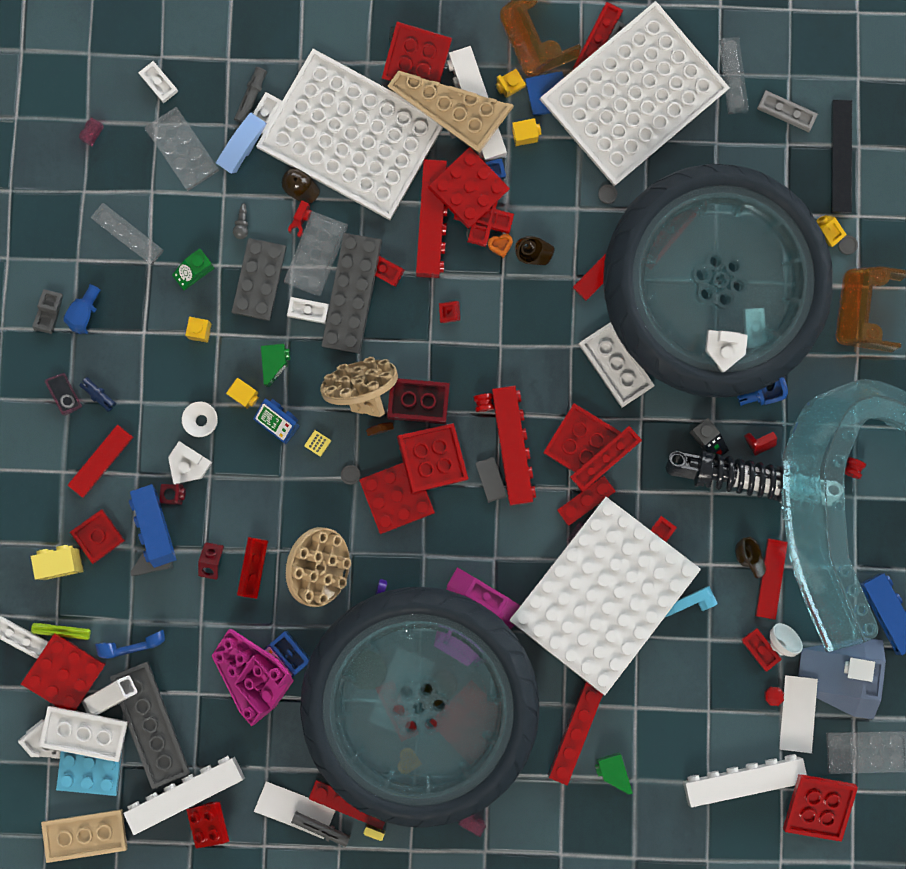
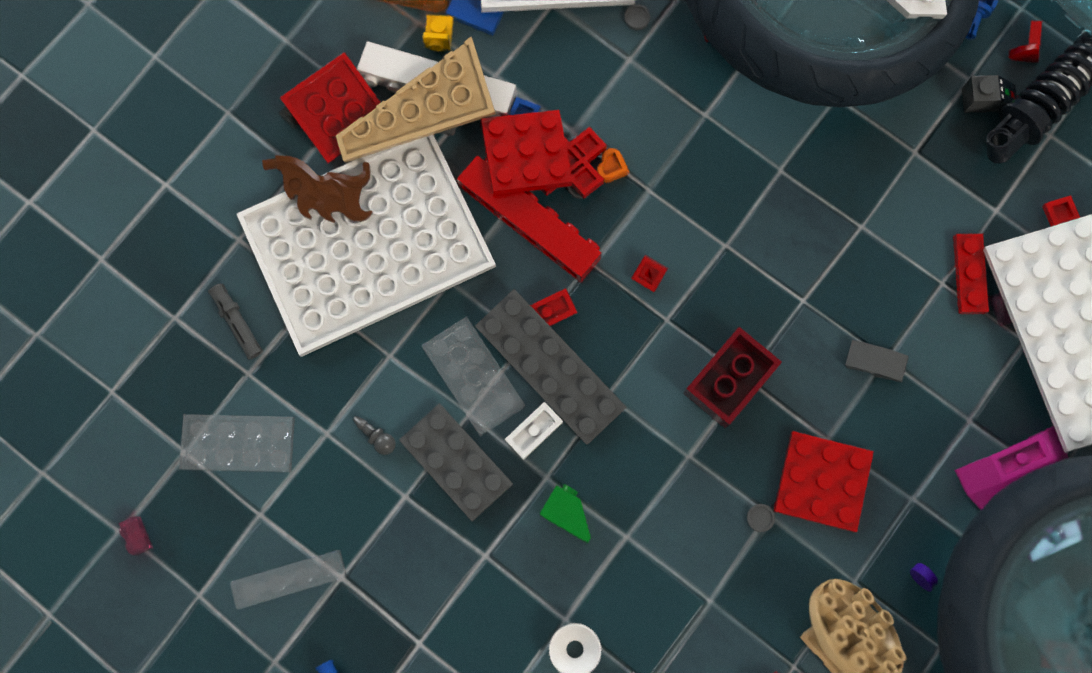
camera: 50 degrees left, 5 degrees down
(158, 82) = (138, 415): white plate -> none
(192, 269) = (388, 531): green slope -> none
(198, 329) = (465, 575): yellow brick -> none
(241, 143) = (283, 369): light blue slope -> none
(243, 393) = (580, 575): yellow brick -> none
(267, 108) = (268, 320): white plate -> none
(275, 421) = (642, 559): slope -> none
(302, 189) = (389, 339): dark brown cap -> none
(302, 213) = (418, 357): red plate -> none
(317, 443) = (698, 529): light yellow tile -> none
(359, 87) = (322, 193): none -> reddish brown piece
(360, 385) = (671, 428): tan bracket -> none
(380, 428) = (731, 446): reddish brown tile -> none
(432, 458) = (810, 409): red plate -> none
(484, 402) = (782, 307): red wheel -> none
(512, 445) = (855, 309): red brick -> none
(525, 132) = (506, 52): yellow brick -> none
(535, 252) = (646, 134): dark brown cap -> none
(579, 438) = (903, 231): red plate -> none
(591, 280) = (720, 87): red tile -> none
(605, 458) = (943, 216): red plate -> none
(615, 365) = (838, 135): white plate -> none

